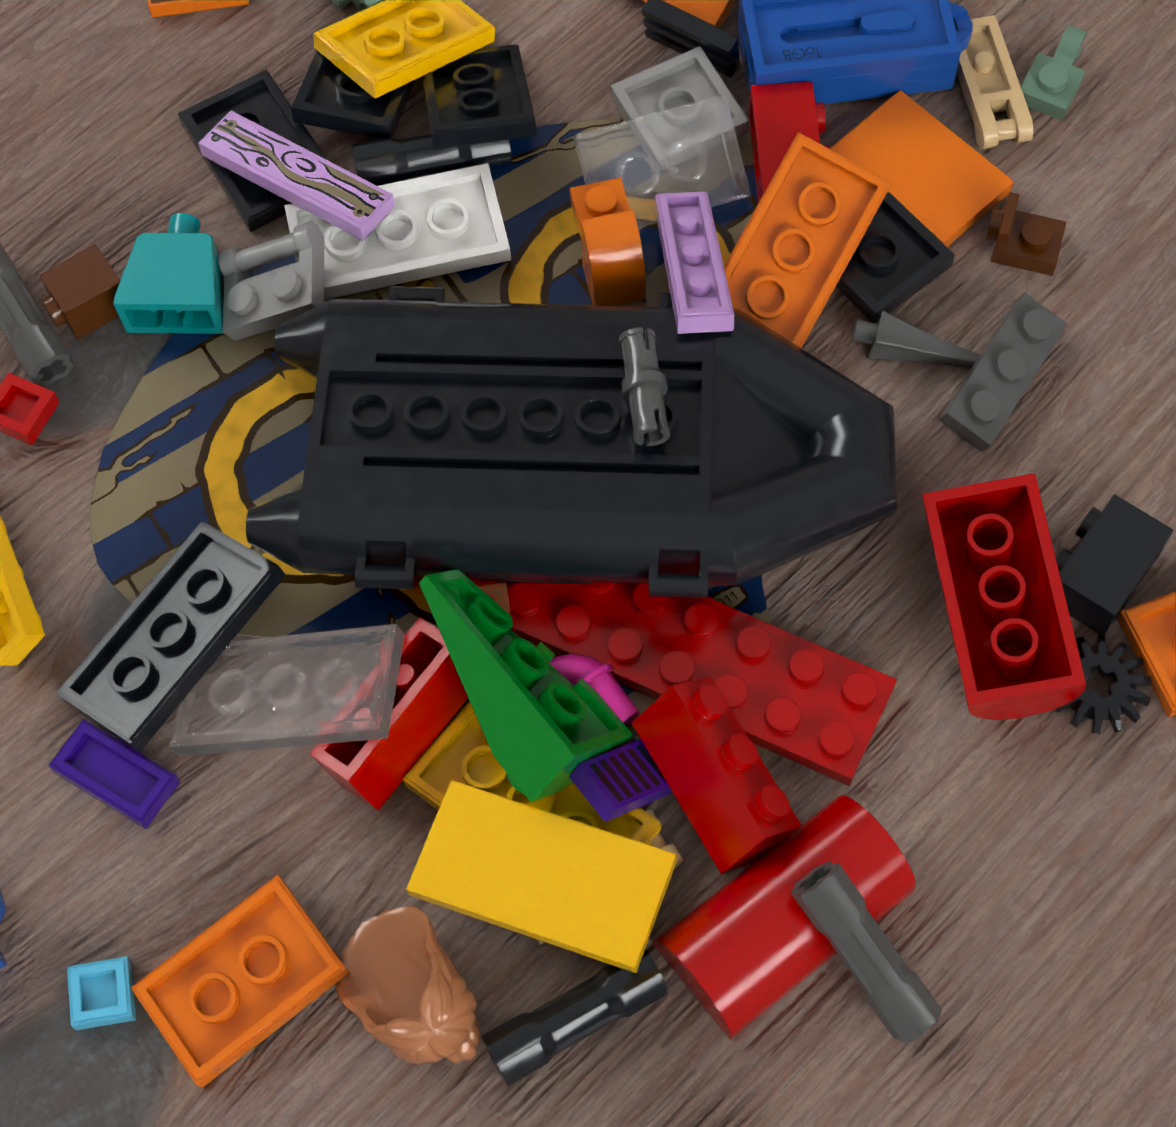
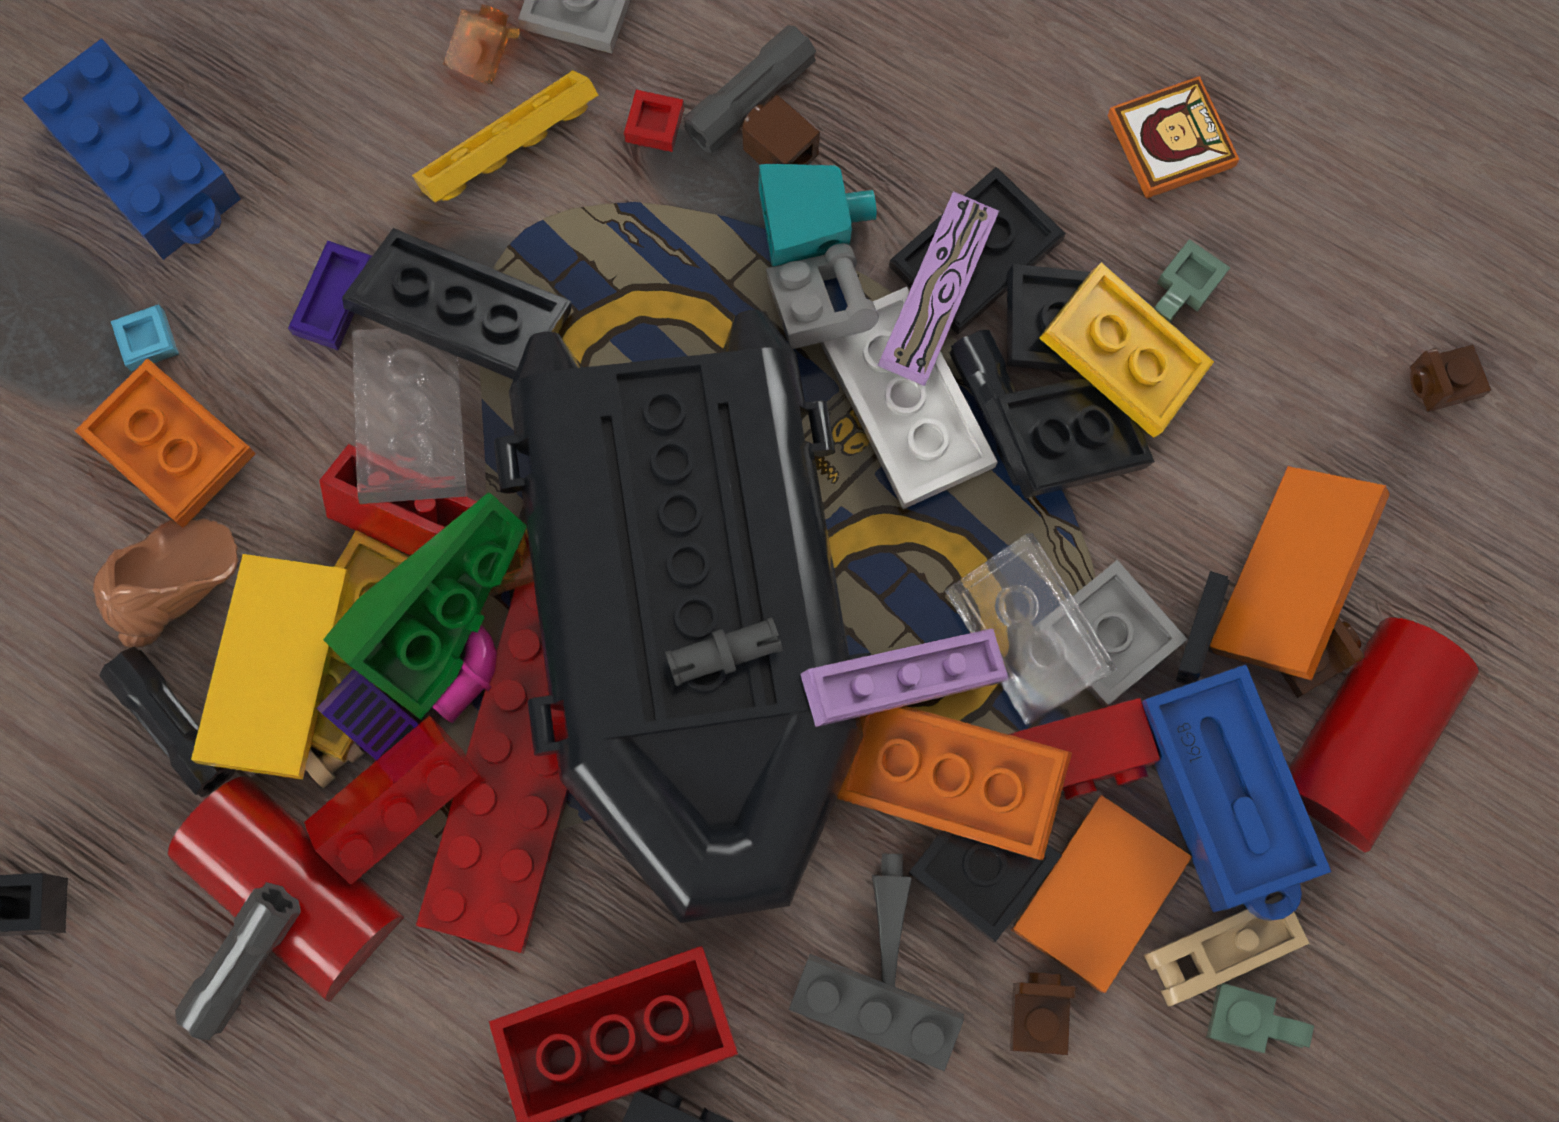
camera: 75 degrees right, 10 degrees up
(609, 243) = (928, 590): orange brick -> none

